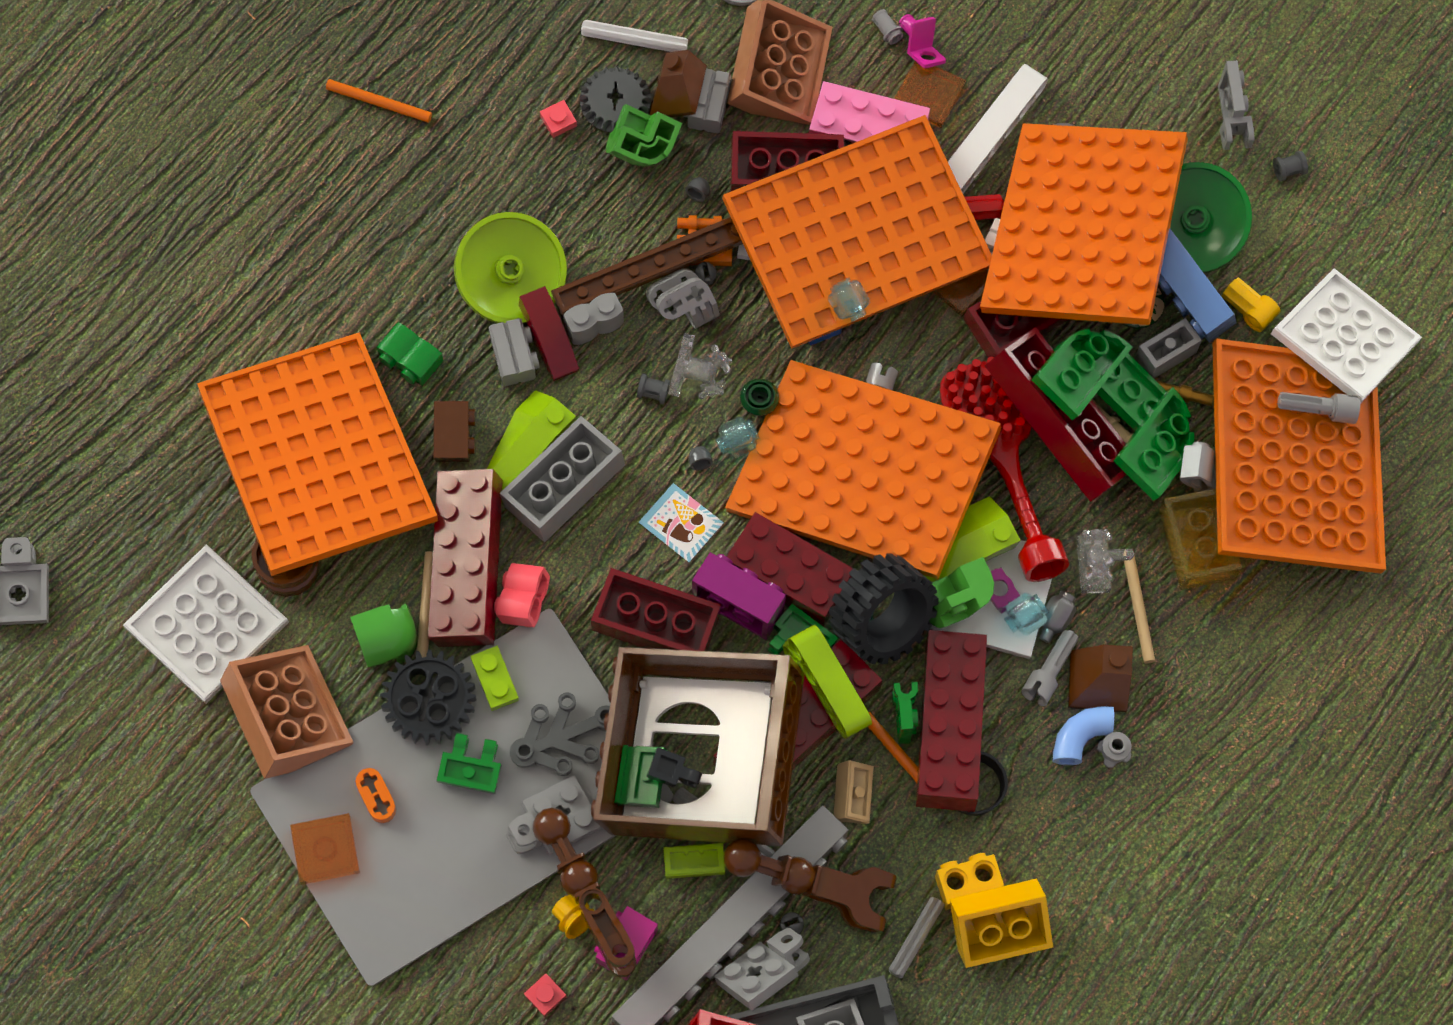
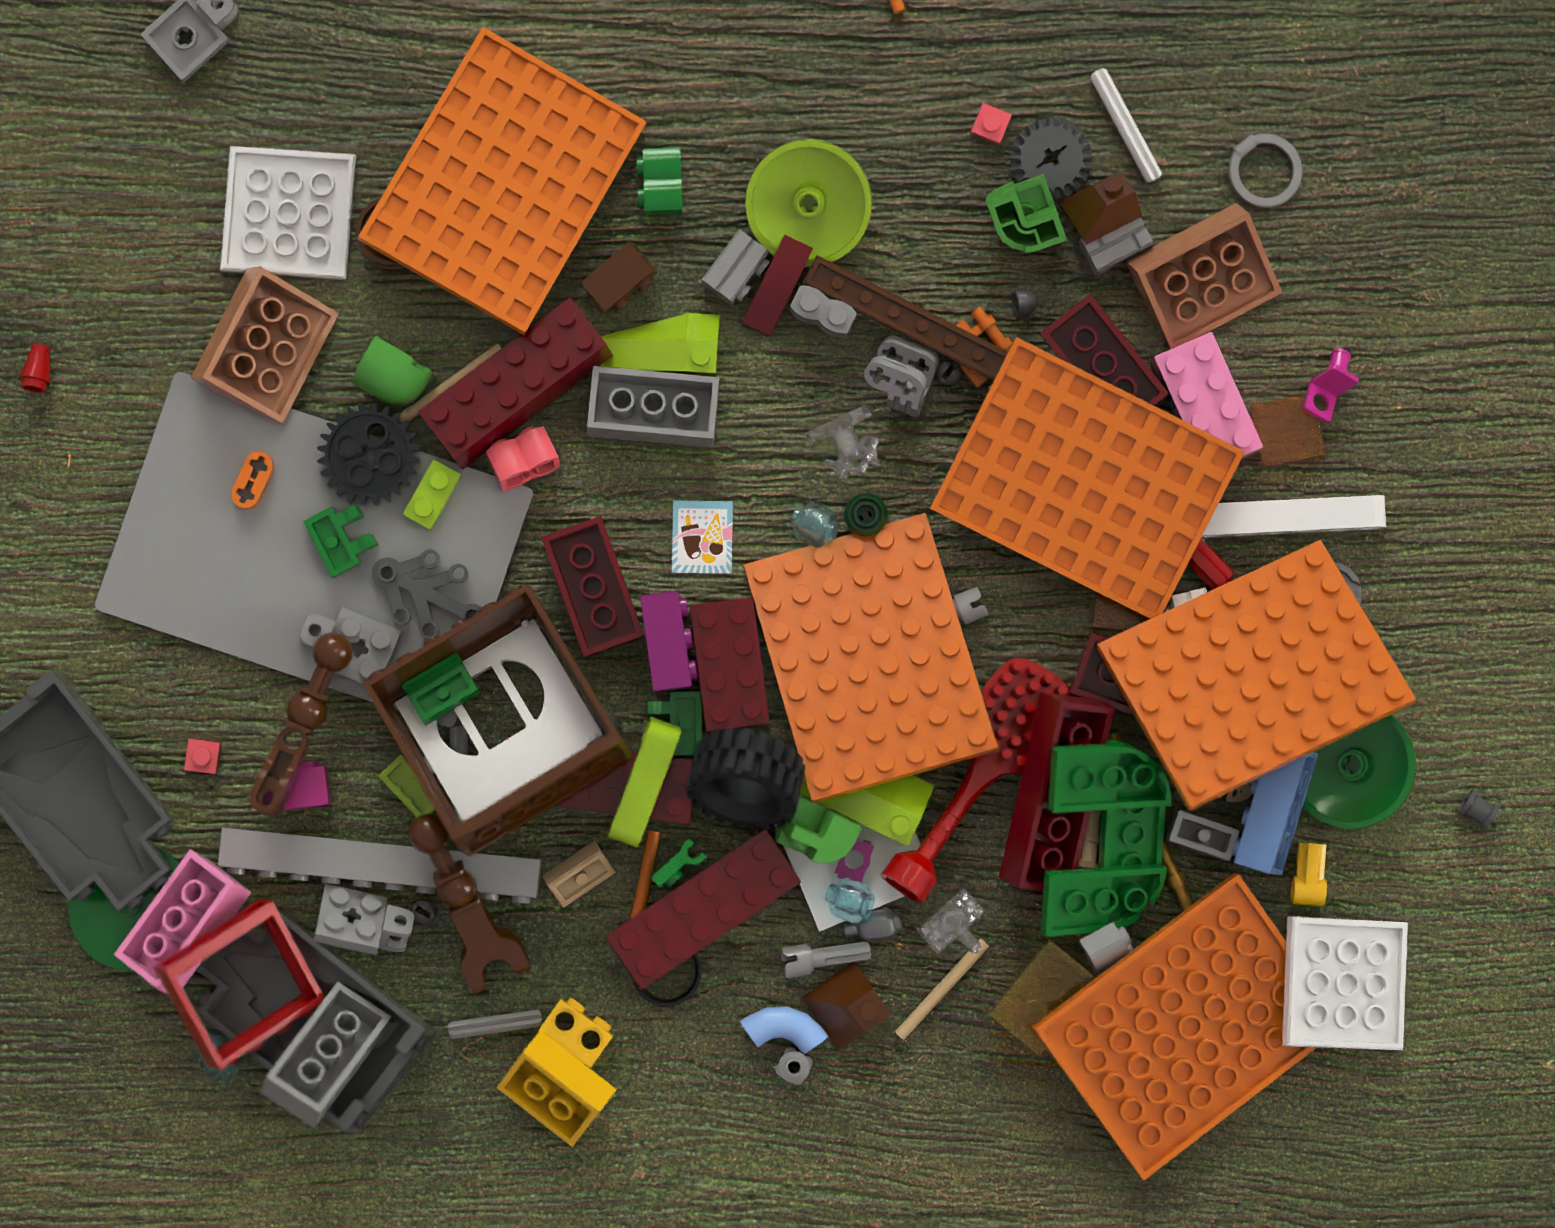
camera: 50 degrees right, 15 degrees up
(160, 889) = (36, 370): none -> red cone
(325, 848) = (175, 476): clear orange tile -> none
(570, 917) = (276, 724): yellow piece -> none
(653, 388) = (801, 415): dark grey bush -> none
(669, 768) = (460, 709): black plate -> none
(700, 458) = (771, 506): dark grey hinge -> none
(848, 299) = (1008, 524): clear light blue head -> none
(891, 32) = (1321, 343): light grey pin -> none
(1234, 106) = (1490, 718): light grey plate -> none
(1339, 407) = (1260, 1029): light grey piece -> none

